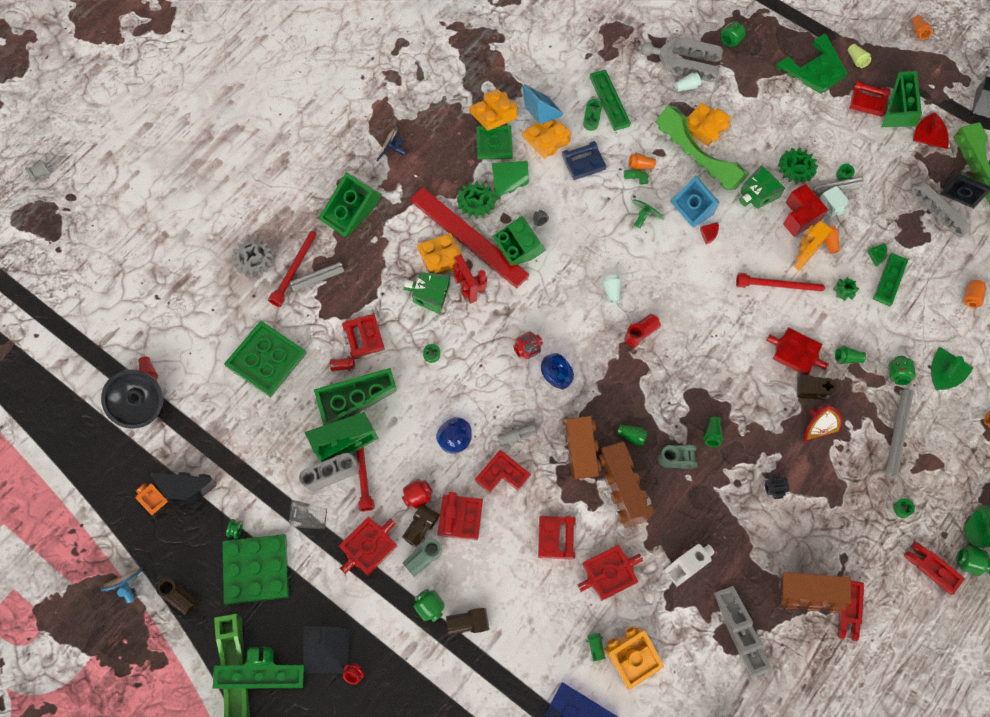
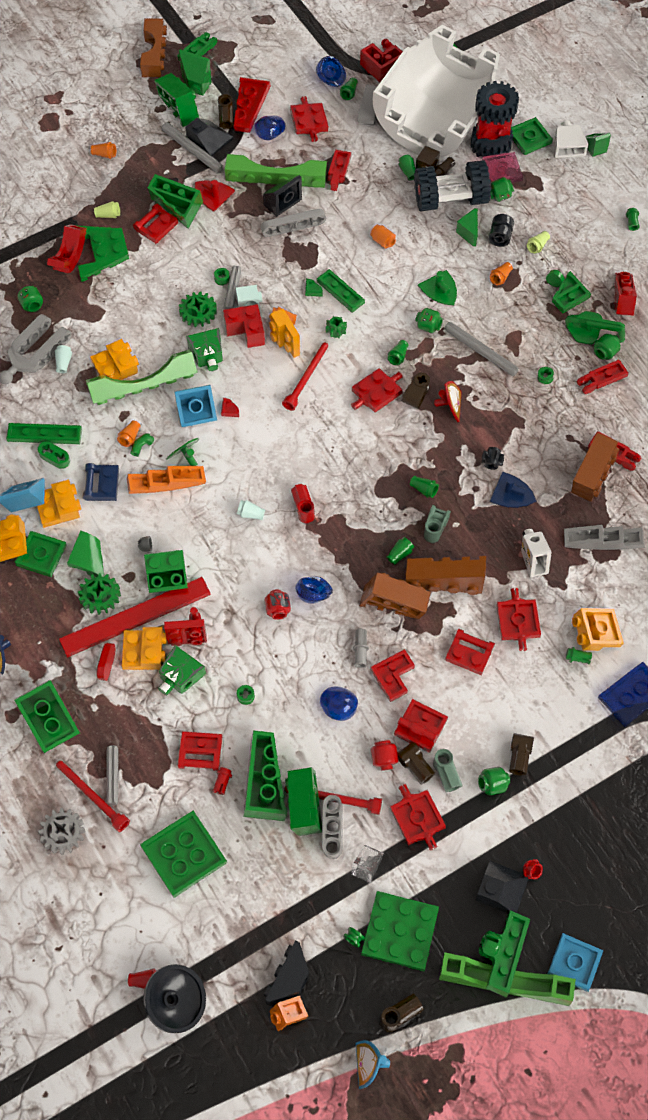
camera: 65 degrees left, 5 degrees down
(415, 230) = (106, 661): none -> red tile
(611, 209) = (166, 480): none -> orange slope
(750, 520) = (512, 492): none -> dark blue shield
(798, 44) = (70, 249): none -> red arch
(971, 94) = (192, 147): none -> light grey axle

